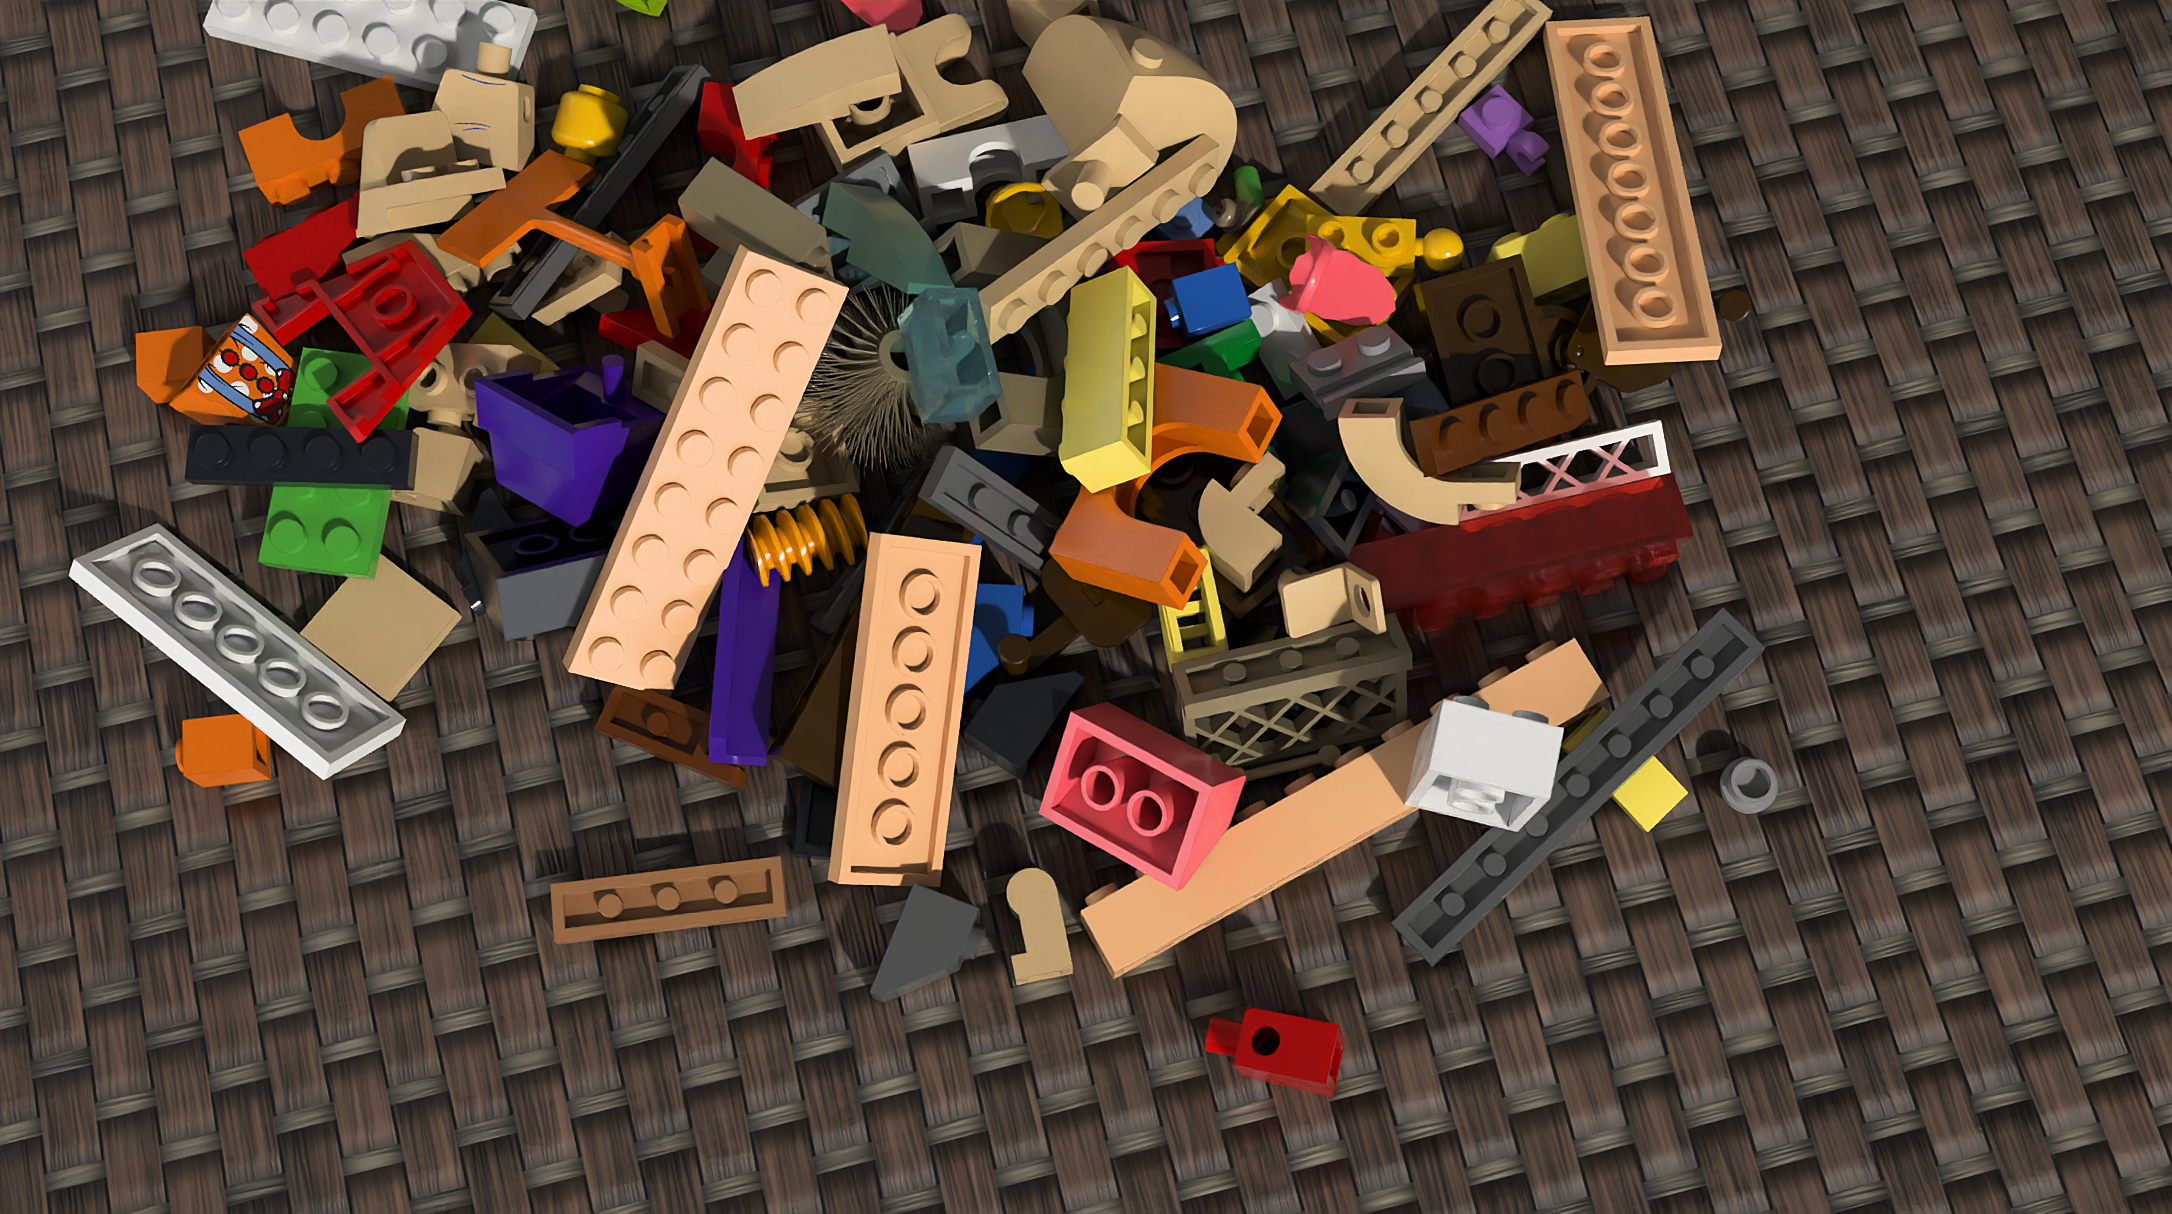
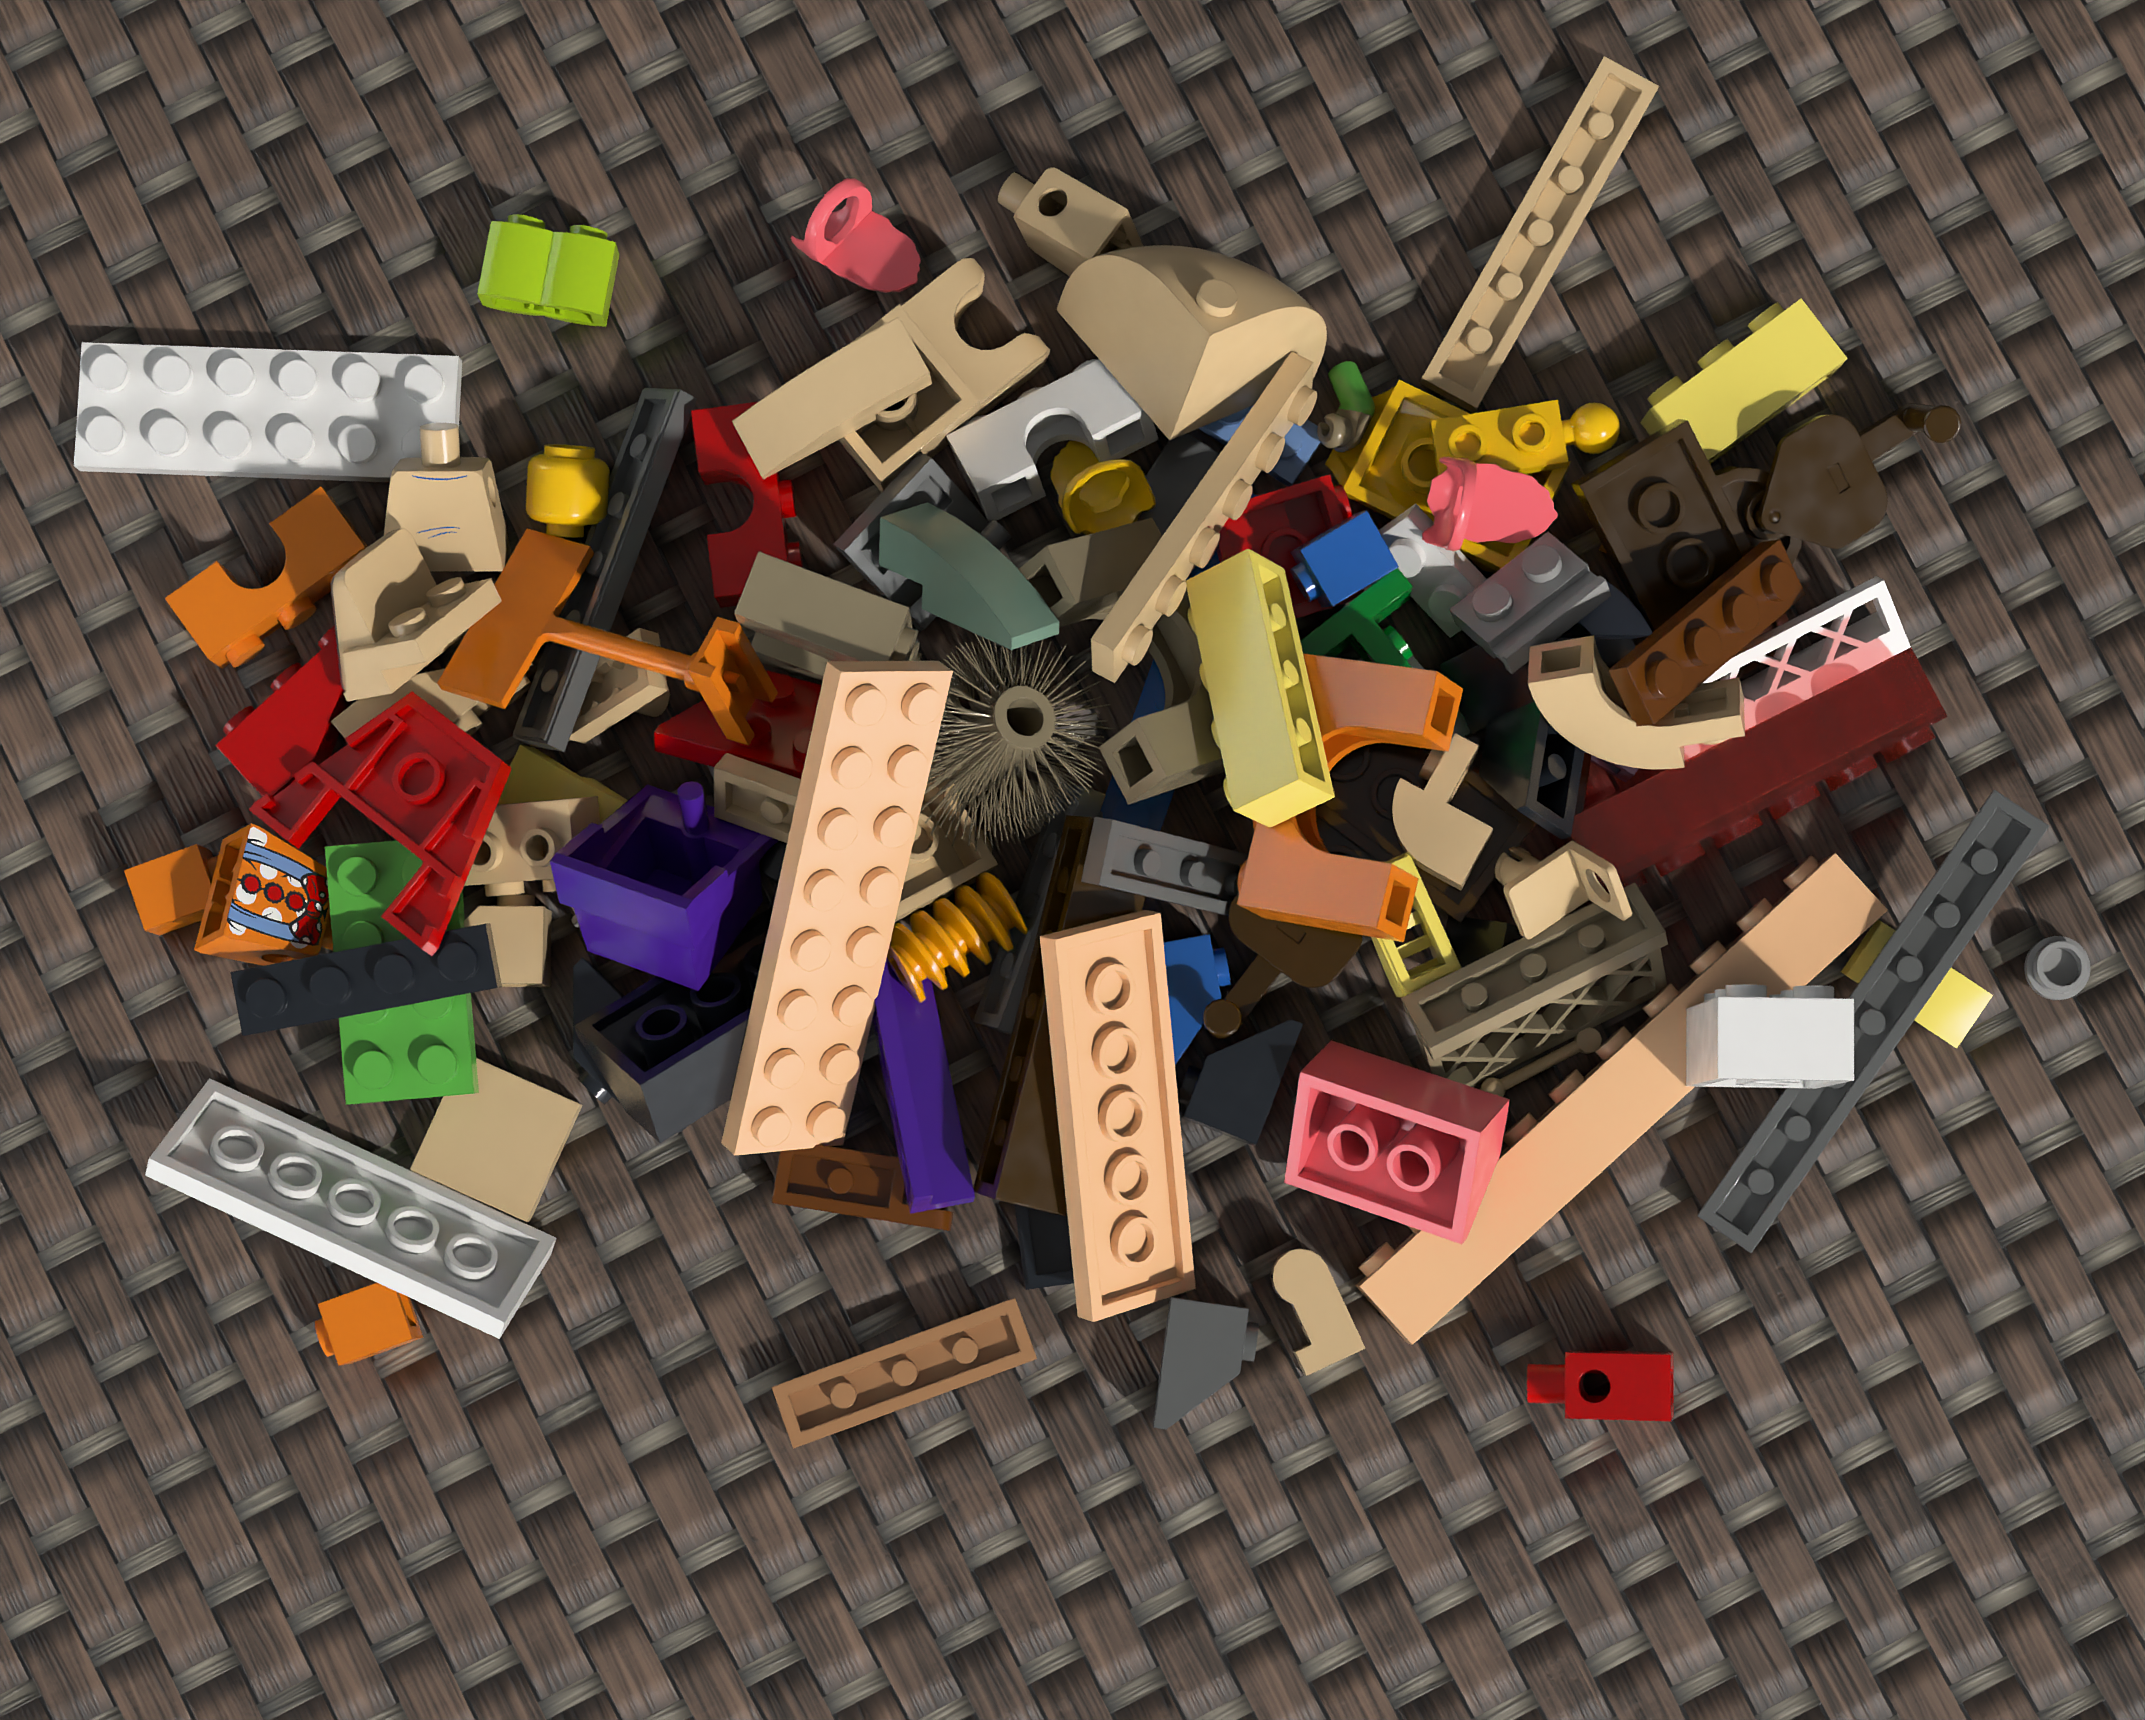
camera: 10 degrees left, 10 degrees up
(949, 355) = (1078, 713): clear light blue brick -> none
(1100, 168) = (1186, 433): tan tile -> none
(1503, 125) = (1625, 239): medium lavender plate -> none
(1630, 193) = (1794, 305): light nougat plate -> none

